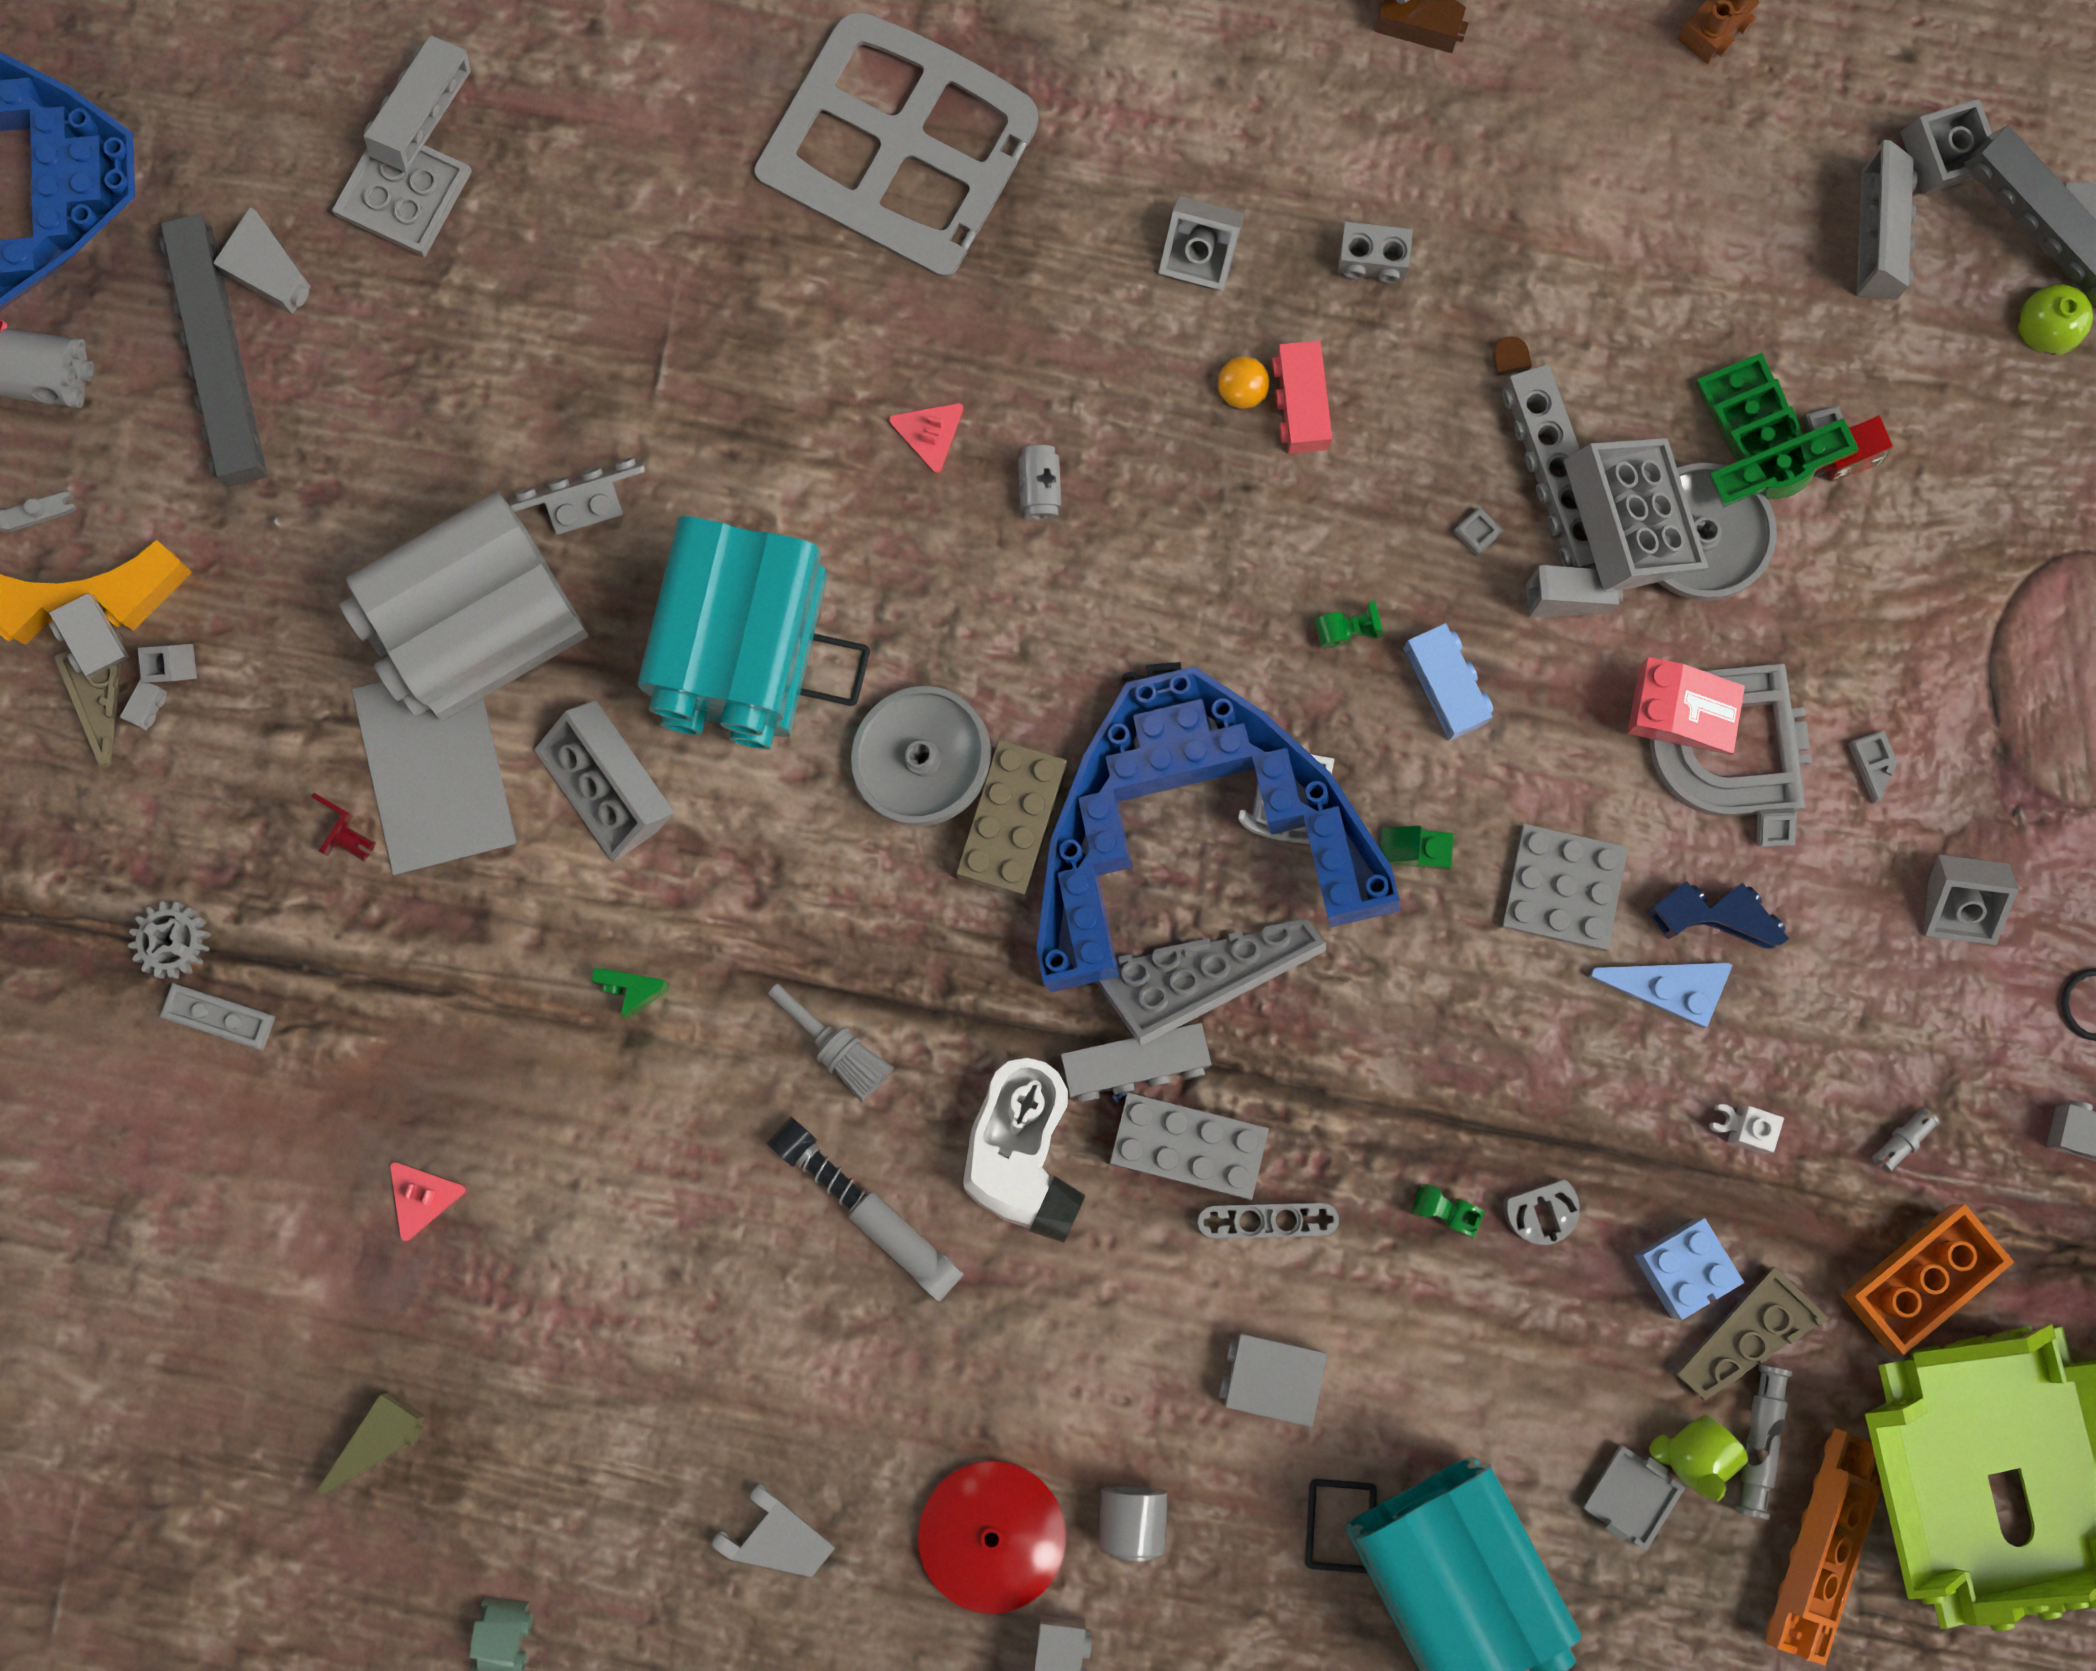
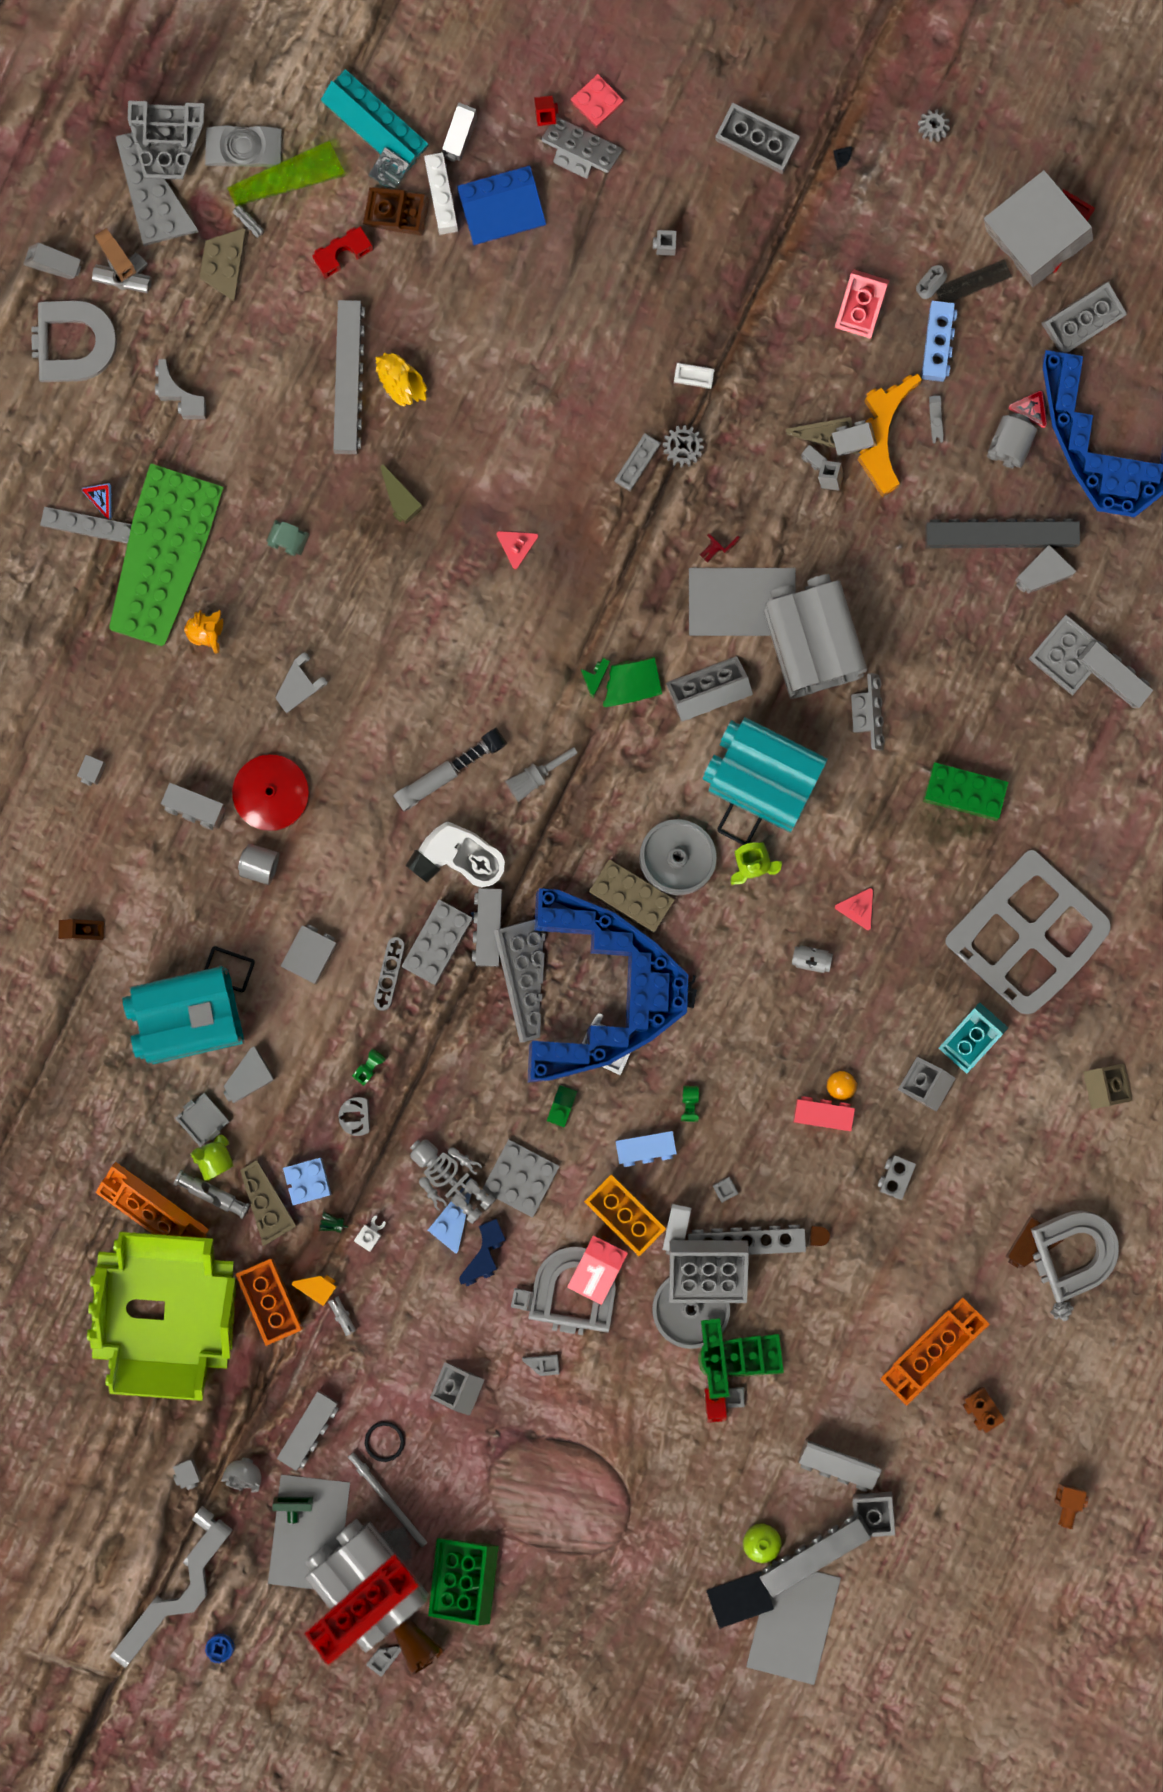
camera: 105 degrees right, 5 degrees up
(35, 956) = (694, 375): none -> white tile
(146, 1501) = (400, 379): none -> yellow head
(163, 1605) = (348, 377): none -> light grey brick
(624, 918) = (632, 682): none -> green slope
(681, 300) = (965, 791): none -> green brick
(897, 622) = (753, 862): none -> lime piece
(1101, 185) = (973, 1038): none -> teal slope
(1464, 1554) = (200, 1015): none -> light grey sticker
(1531, 1430) = (248, 1077): none -> light grey slope
(1577, 1064) = (425, 1155): none -> light grey piece
(1578, 685) = (625, 1215): none -> light orange brick
(1650, 116) = (934, 1351): none -> orange slope
(1752, 1193) = (332, 1223): none -> dark green piece
(1872, 1200) = (317, 1288): none -> light orange slope

